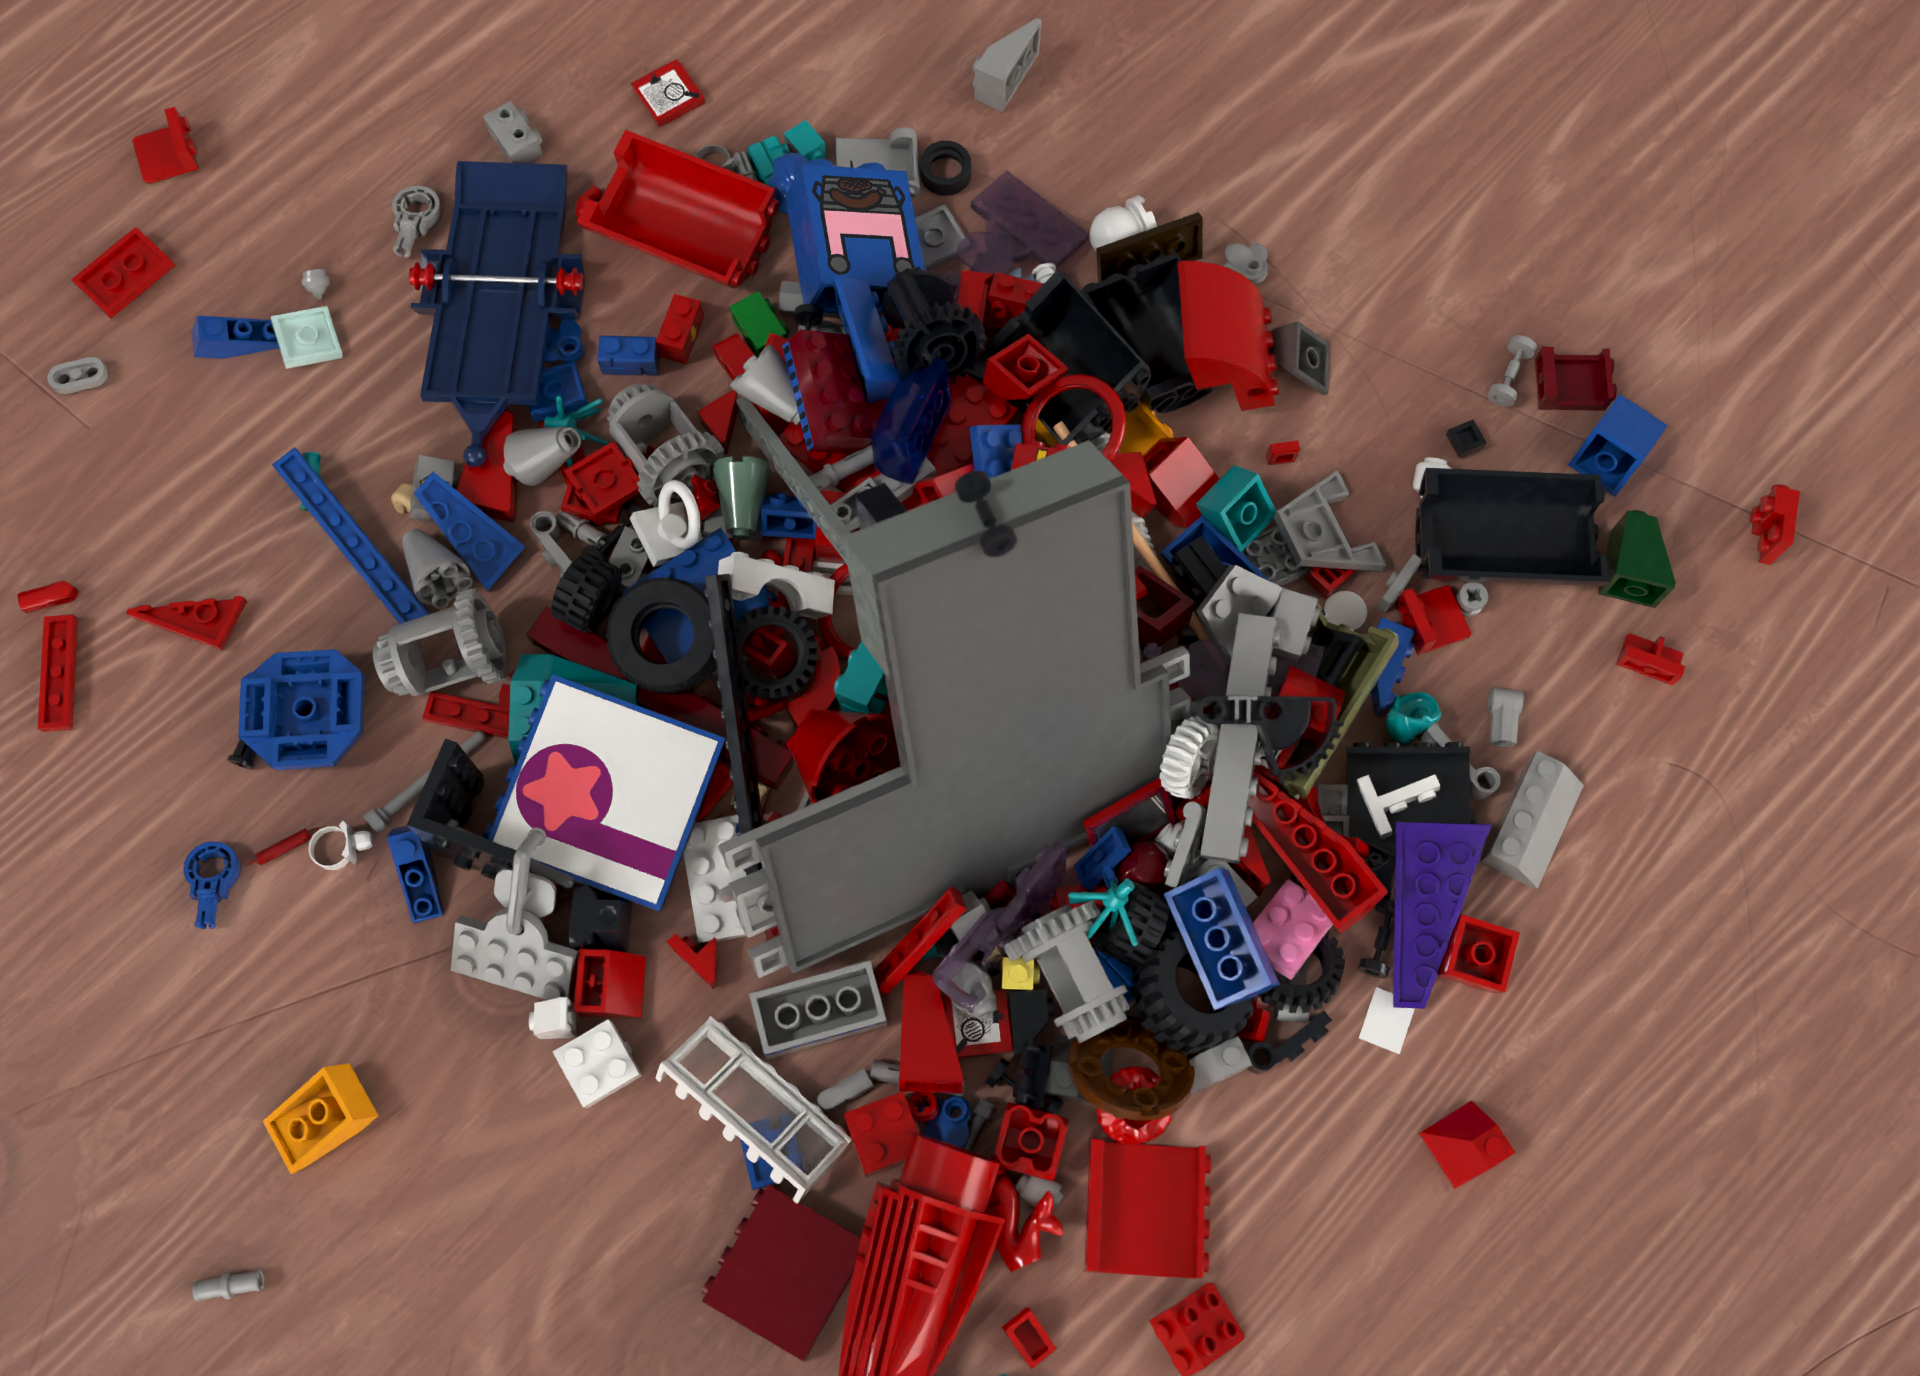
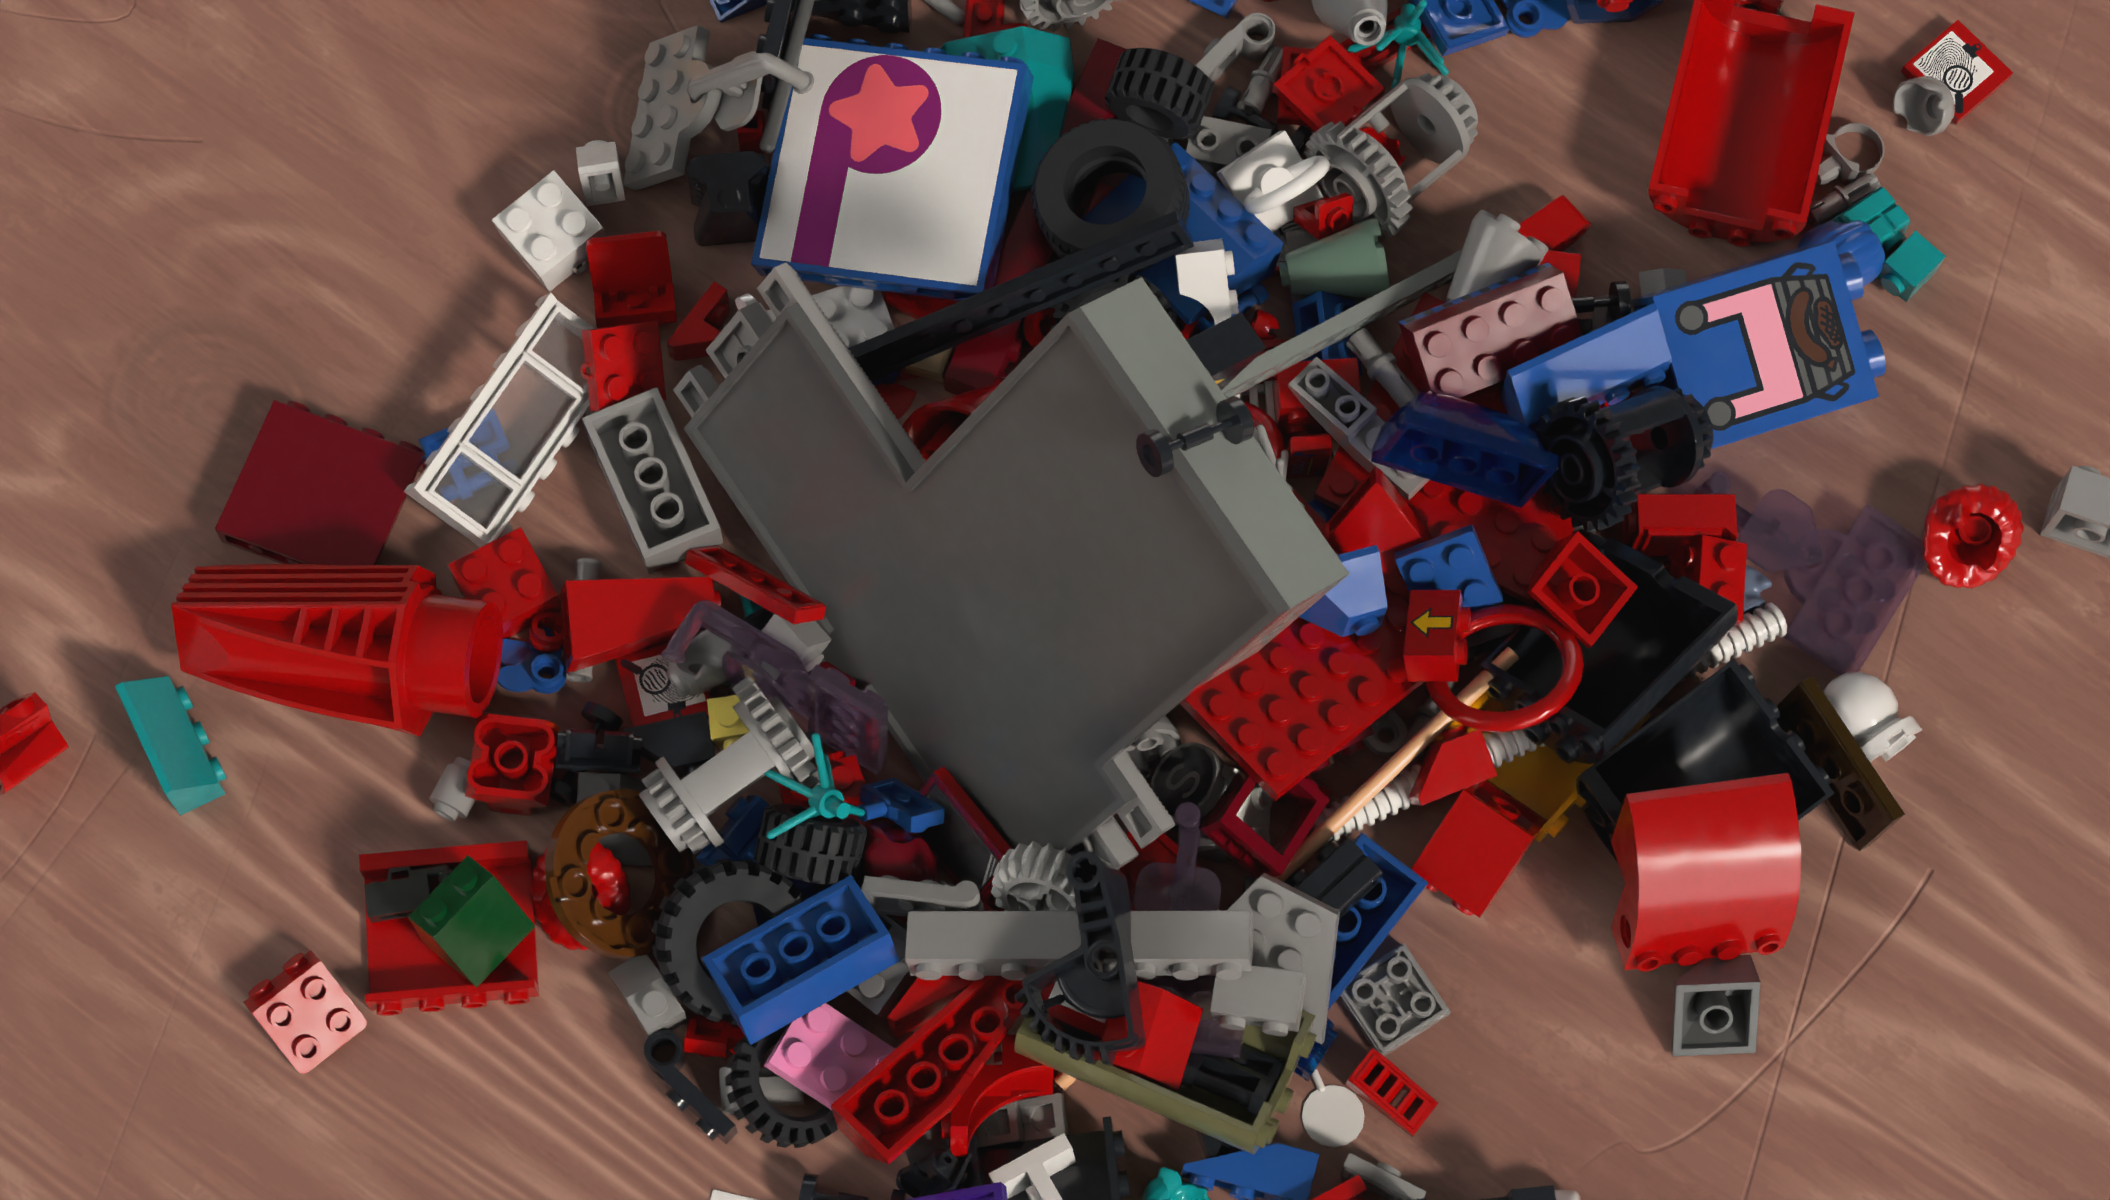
camera: 80 degrees right, 0 degrees up
(609, 984) = (657, 207): red slope -> none
(628, 355) = (1528, 92): blue brick -> none
(654, 1005) = (631, 278): none -> red bracket
(680, 329) = (1582, 150): red brick -> none
(692, 112) = (1924, 104): none -> light grey hair
(719, 418) = (1447, 225): red slope -> none
(723, 1018) = (622, 362): none -> red plate
(756, 320) = (1610, 249): green brick -> none
(844, 1091) = (555, 533): light grey bar -> none
(896, 154) = (1916, 378): light grey door -> none
(938, 236) = (1806, 464): light grey tile -> none
(945, 186) = (1935, 440): black tyre -> none
(983, 1112) = (549, 708): dark grey bar -> none
(1003, 144) = (1971, 535): none -> red piece
(1023, 1247) = (384, 766): red piece -> none
(1028, 1337) = (274, 798): red slope -> none
(1121, 1234) = (401, 896): none -> pearl dark grey piece
(1157, 1185) = (471, 921): none -> dark green slope
(1238, 506) = (1447, 930): teal brick -> none
(1248, 261) = (1864, 907): light grey plate -> none
(1282, 452) = (1557, 995): red tile -> none
(1316, 535) = (1434, 1049): light grey wing -> none

